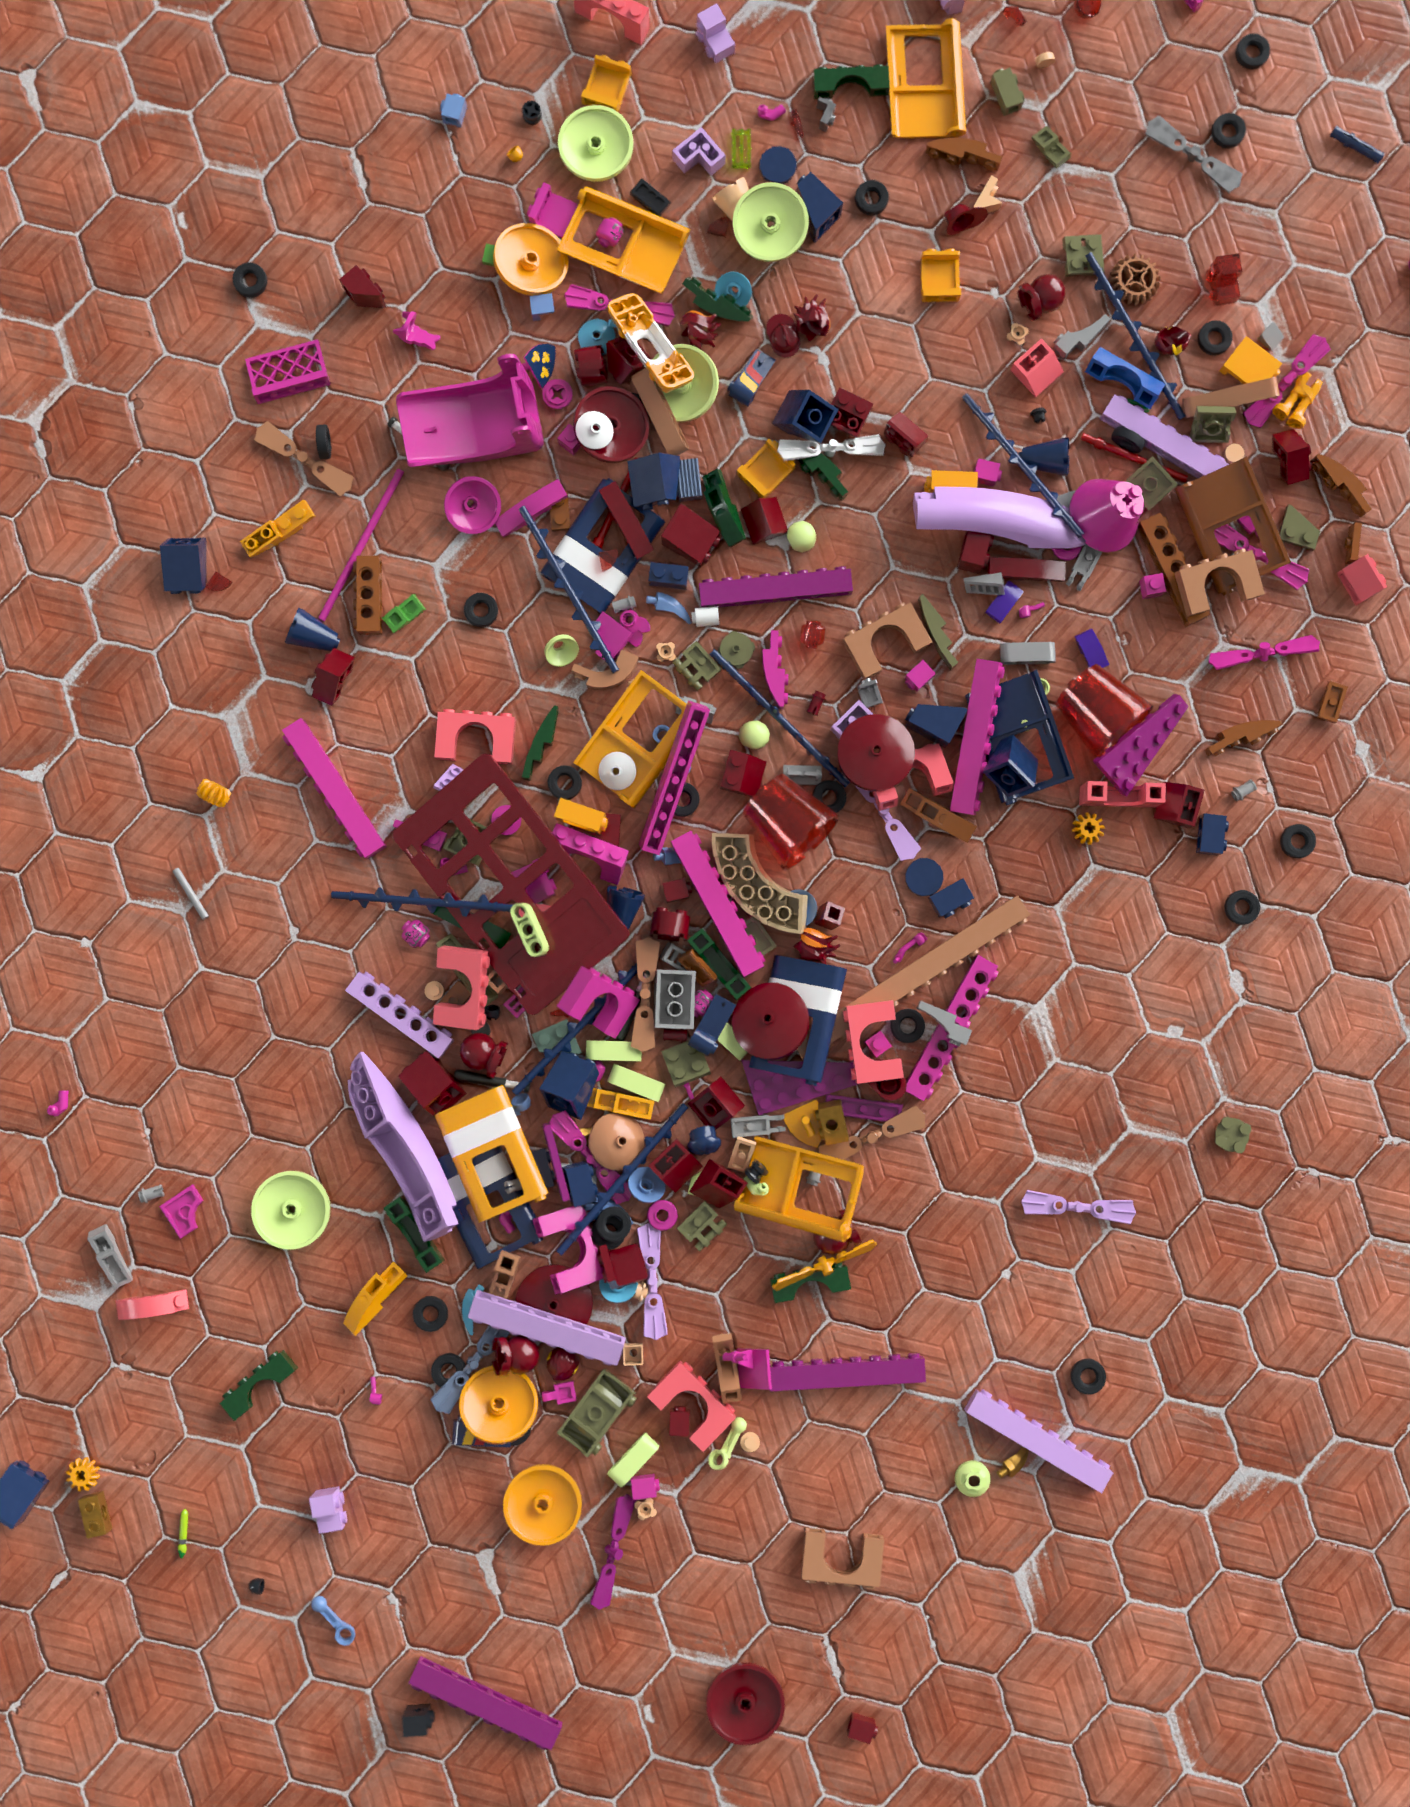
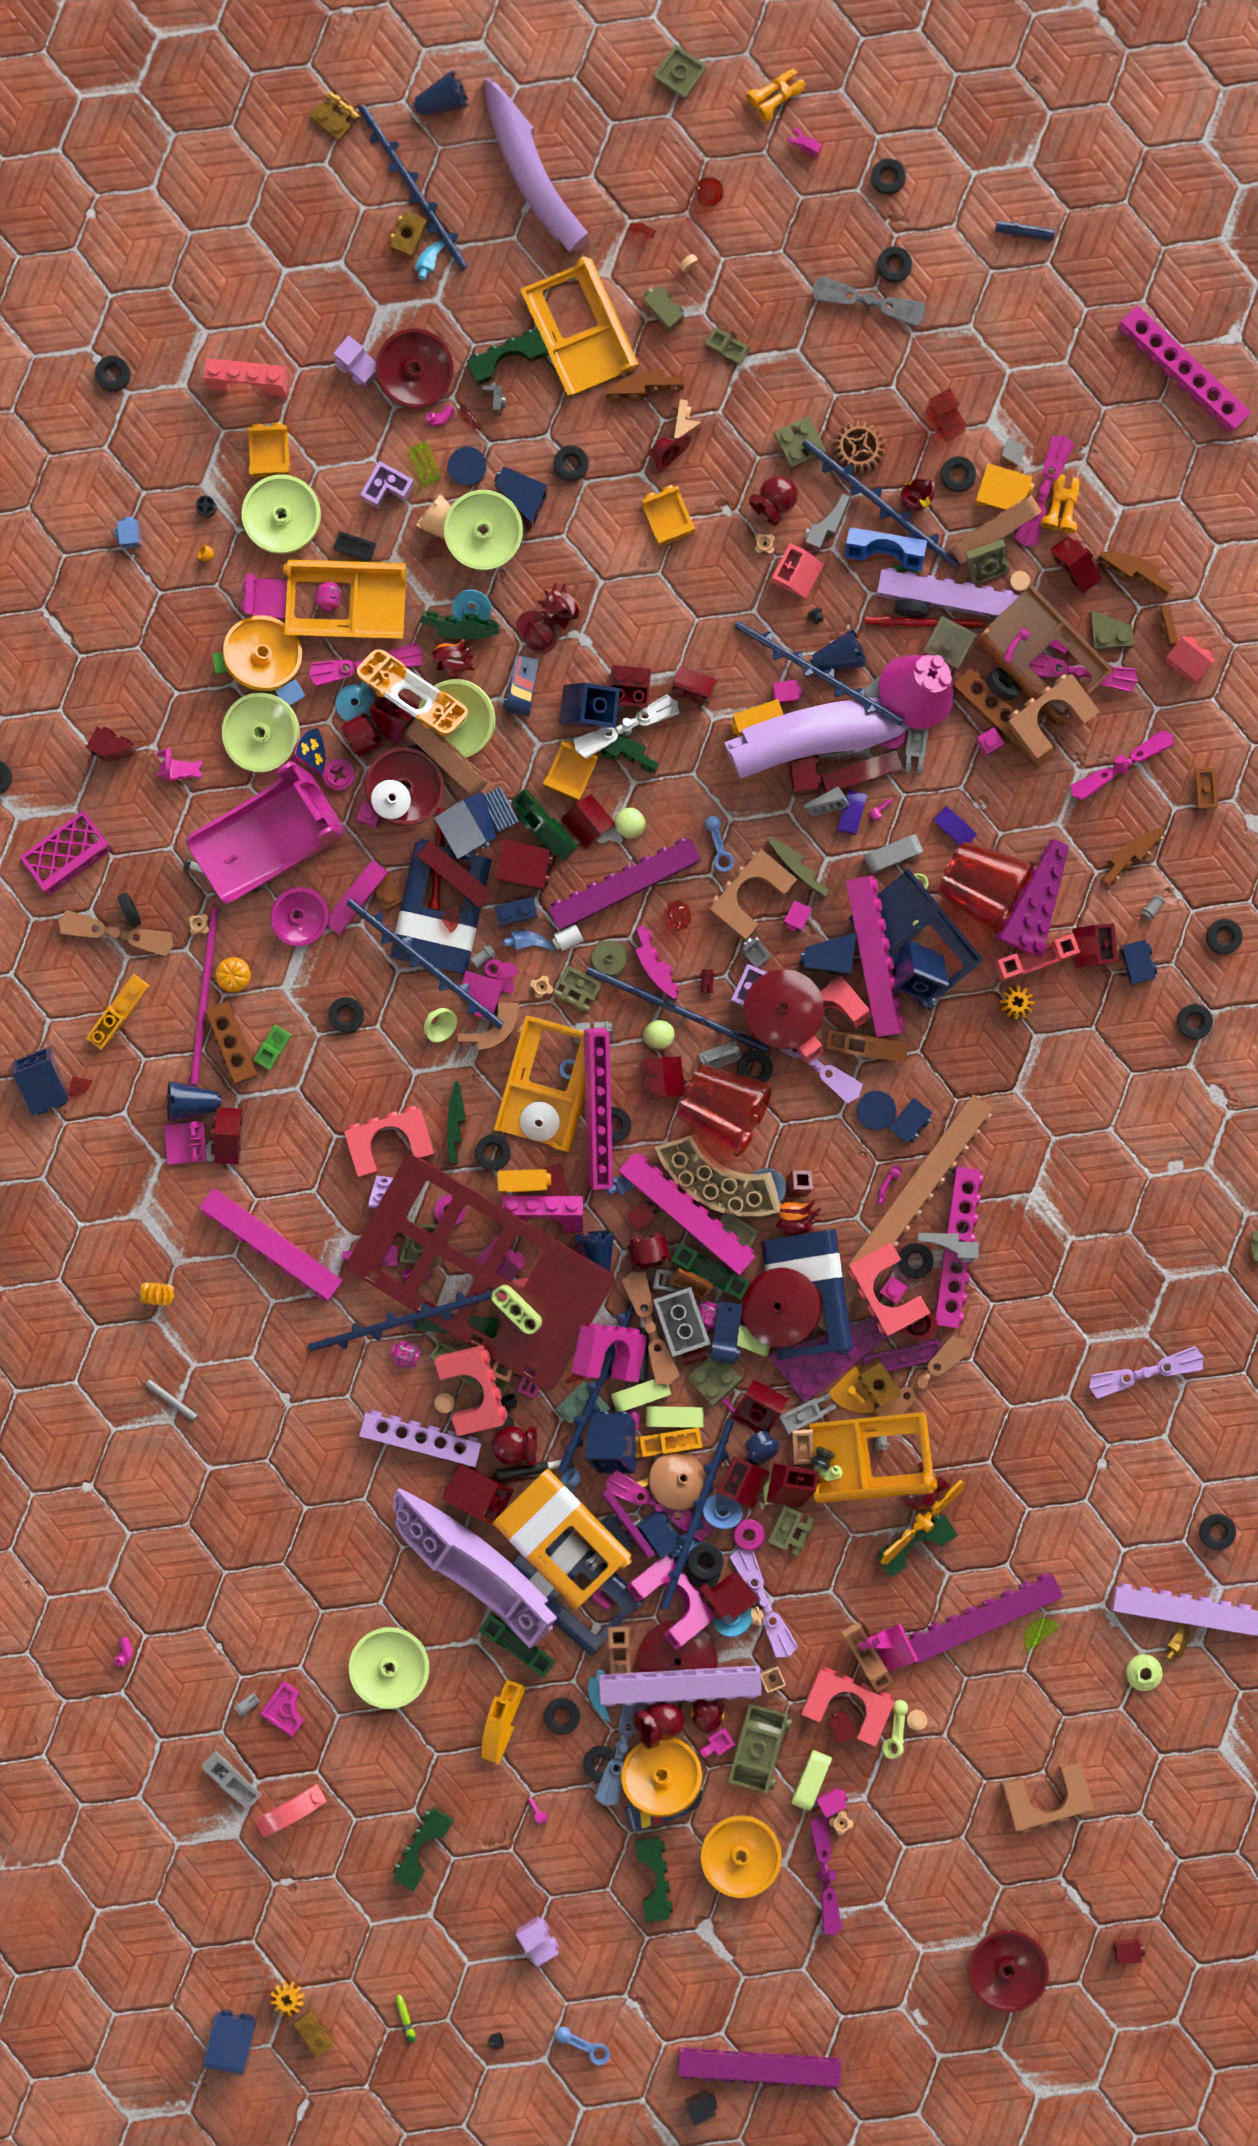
camera: 15 degrees left, 0 degrees up
(293, 669) = (185, 1142): none -> dark pink hinge
(378, 474) = (194, 920): none -> light nougat plate
(393, 535) = (233, 974): none -> light orange piece
(449, 1518) = (650, 1853): none -> dark green arch
(500, 326) = (244, 728): none -> yellowish green dish
(776, 46) = (431, 363): none -> dark red dish
(875, 565) = (713, 824): none -> medium blue piece
(891, 1403) = (1039, 1630): none -> clear neon green tile
(1184, 538) = (998, 689): none -> black tyre
(1220, 499) = (1022, 634): none -> dark pink piece

